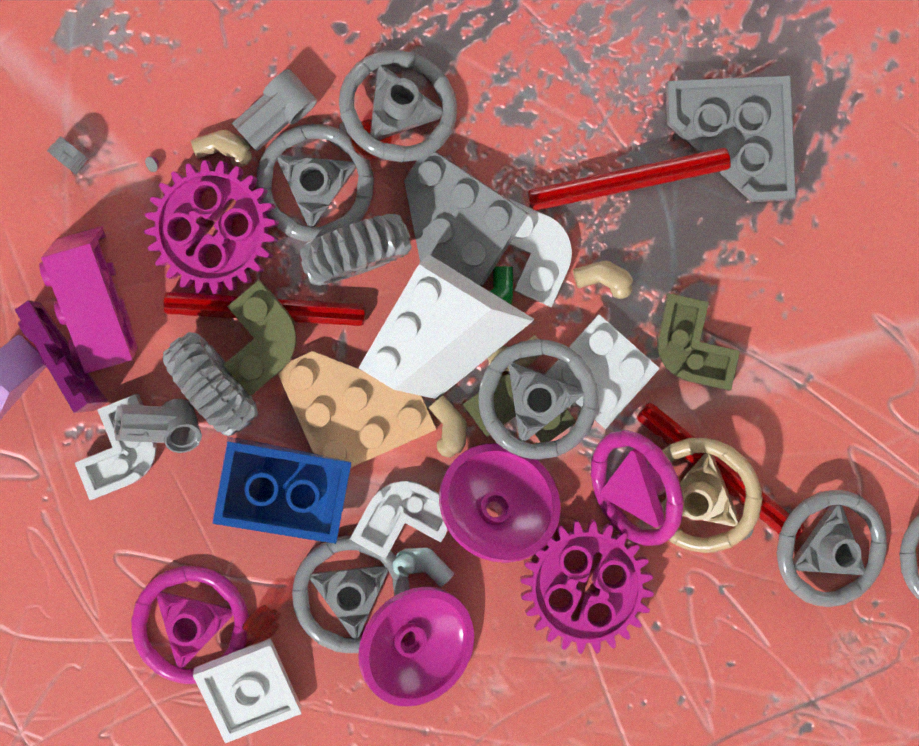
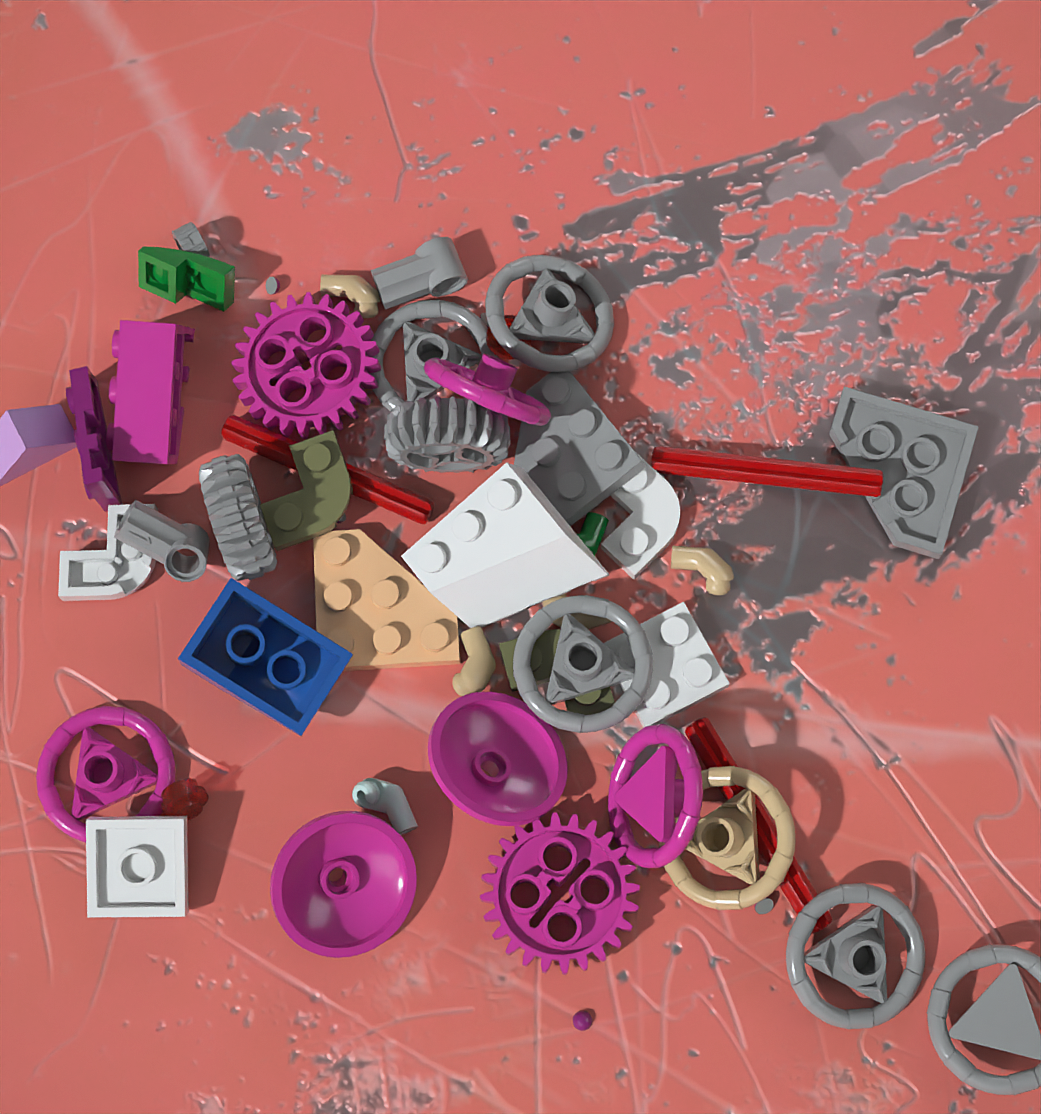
camera: 25 degrees right, 15 degrees down
(69, 185) = (183, 273): none -> green slope
(346, 591) = (287, 799): light grey piece -> none
(375, 201) = (489, 387): none -> dark pink piece
(391, 509) = (380, 728): white plate -> none
(637, 671) = (582, 1020): none -> magenta piece
(681, 346) = (763, 677): olive plate -> none

